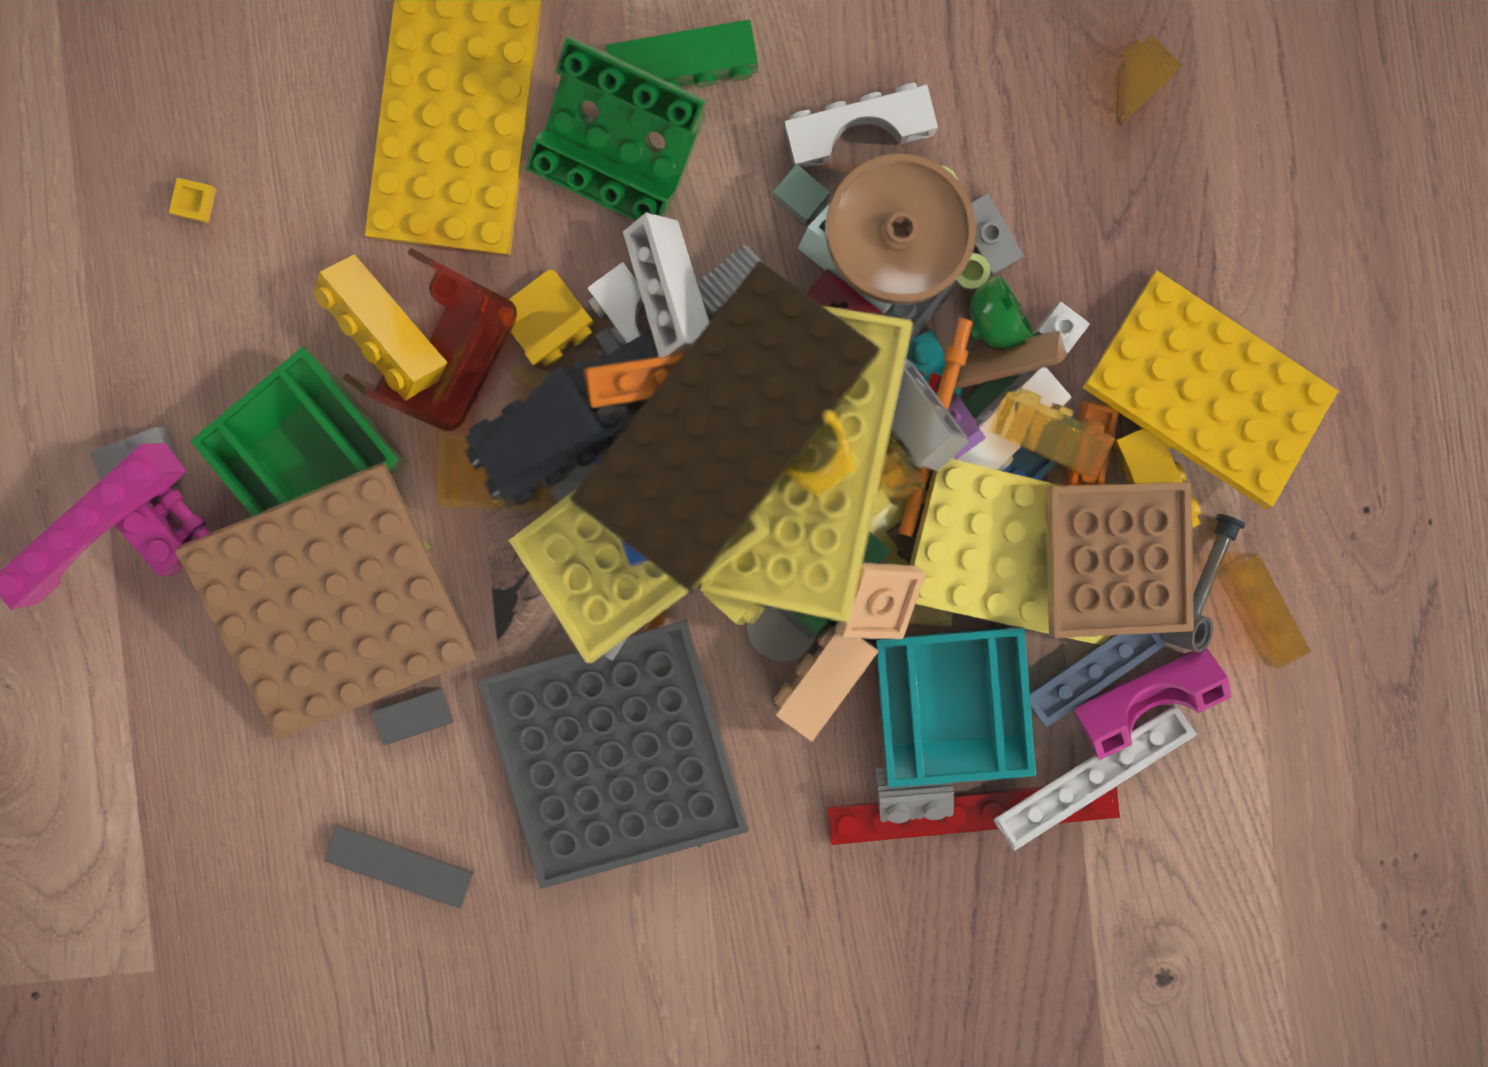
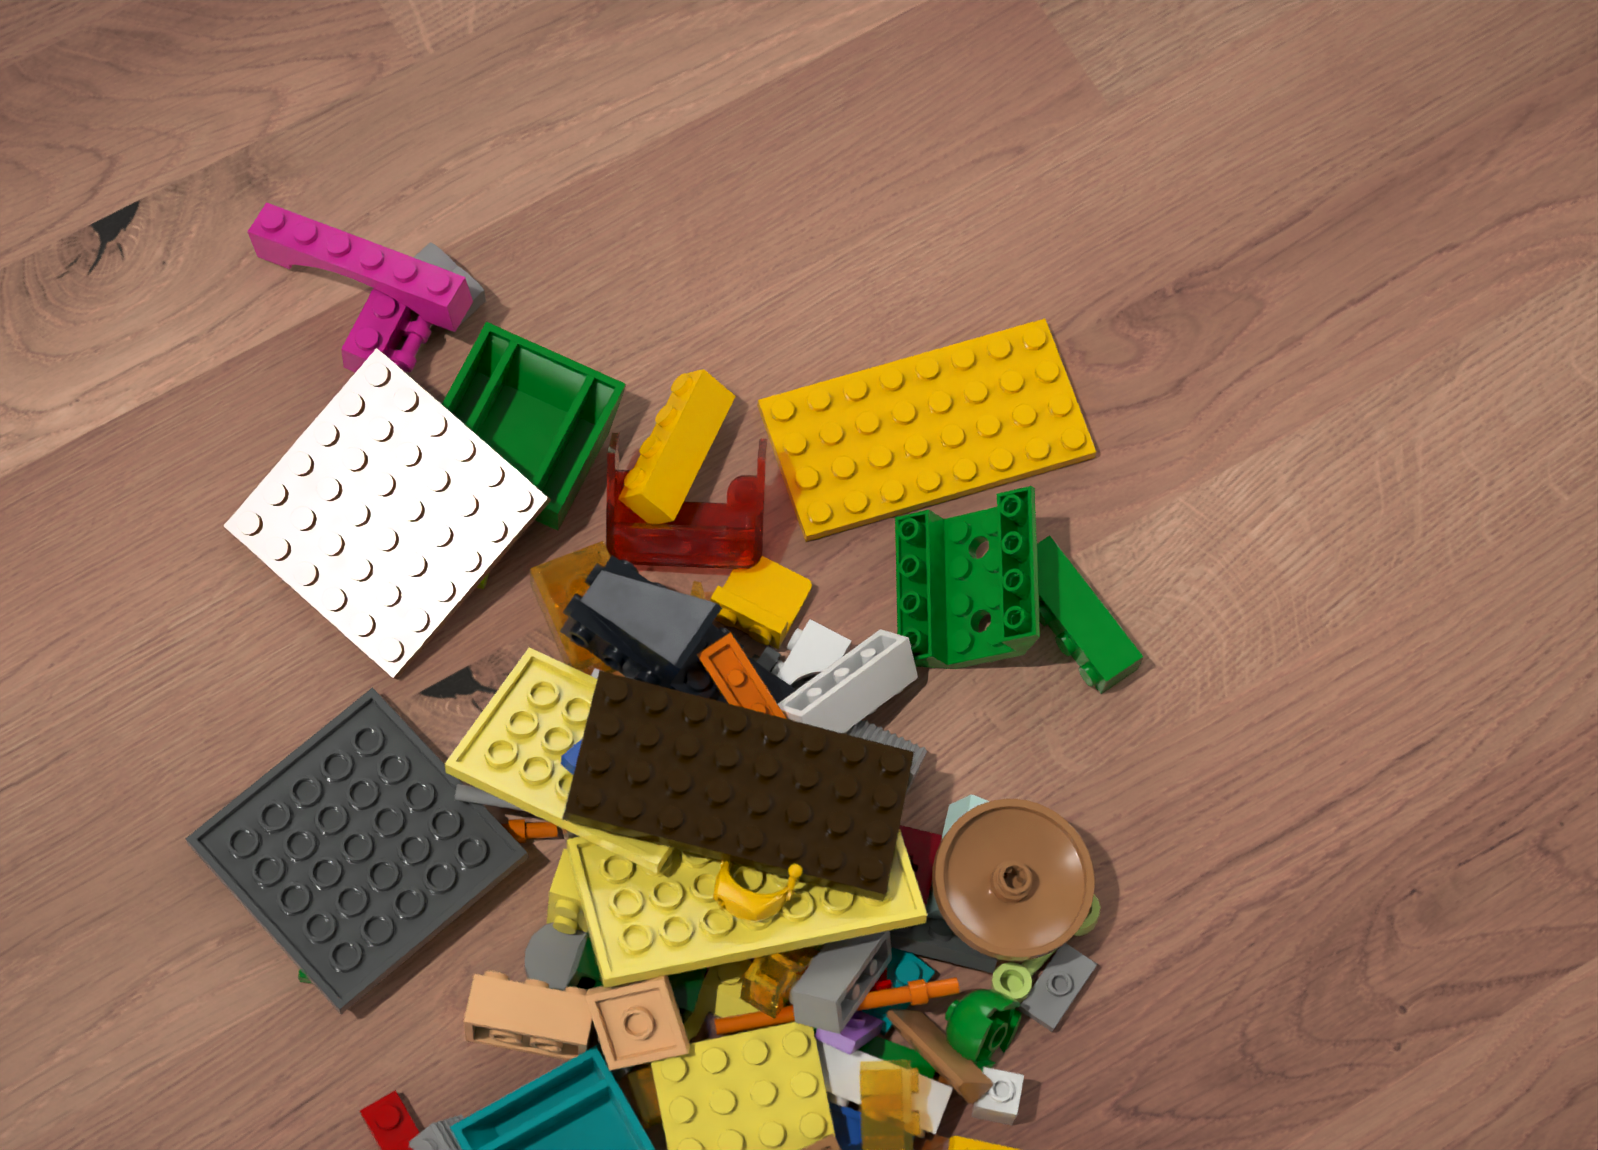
camera: 60 degrees right, 20 degrees down
(192, 200) = (714, 235): yellow plate -> none
(399, 866) = (146, 696): dark grey tile -> none
(413, 716) = (305, 644): dark grey tile -> none
(801, 195) = (1002, 777): sand green brick -> none
(903, 114) = (1066, 772): white arch -> none
(1141, 75) = (1288, 1062): clear yellow slope -> none

